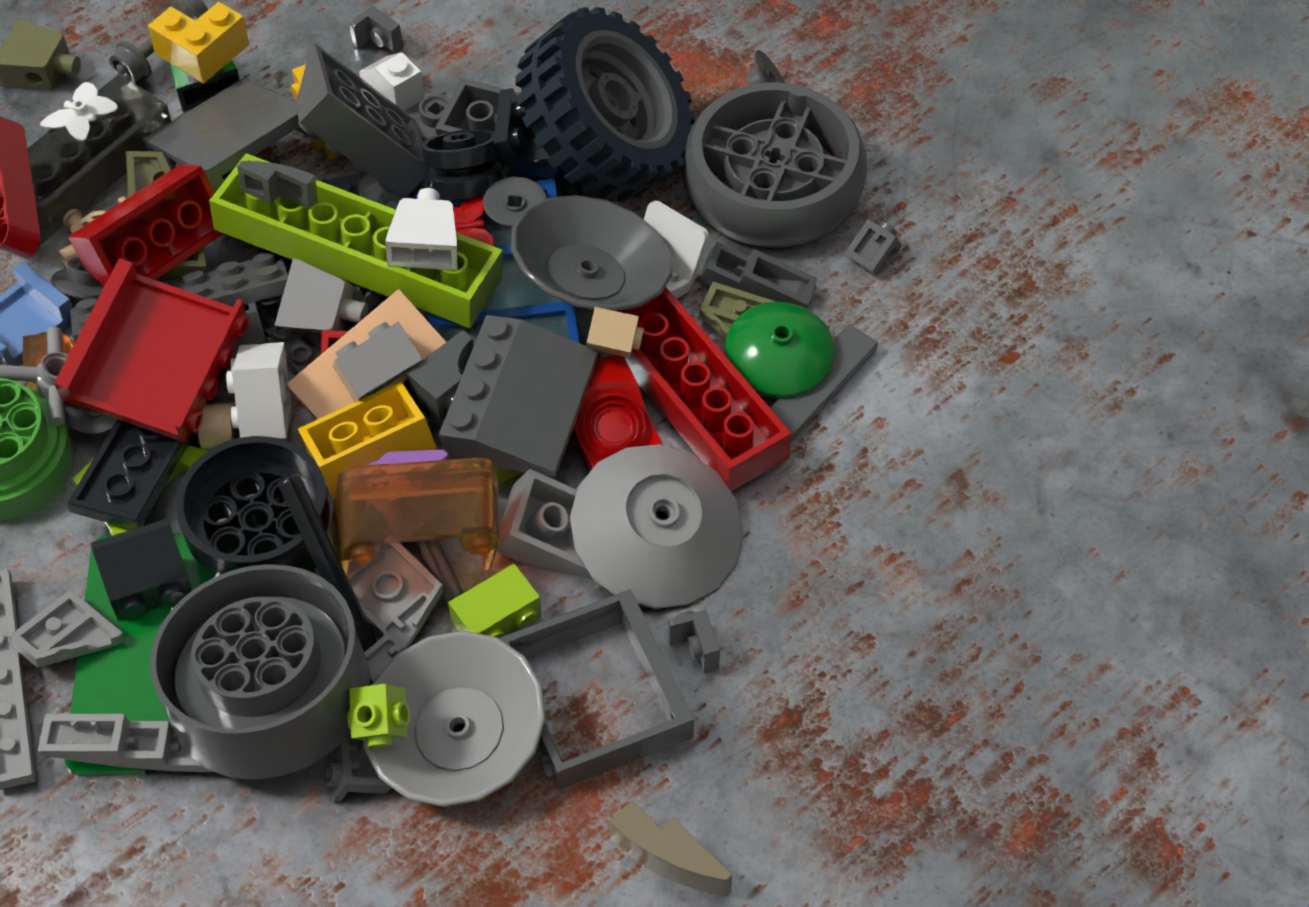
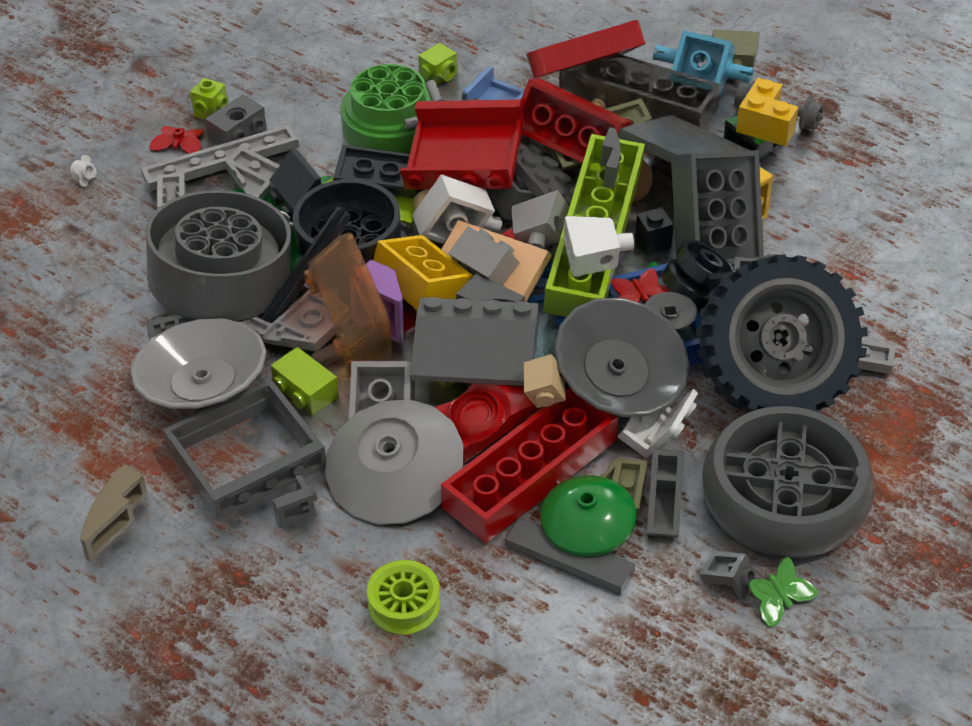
camera: 80 degrees right, 10 degrees down
(60, 64) = (697, 47): none -> medium azure brick
(80, 111) = (674, 72): white piece -> none
(378, 27) = (841, 216): dark grey bracket -> none
(378, 714) = (185, 314): lime brick -> none
(396, 80) = (792, 237): white slope -> none
(764, 70) = (905, 472): dark grey piece -> none
(853, 565) = (403, 597): none -> lime wheel
(900, 199) = (778, 591): none -> bright green piece

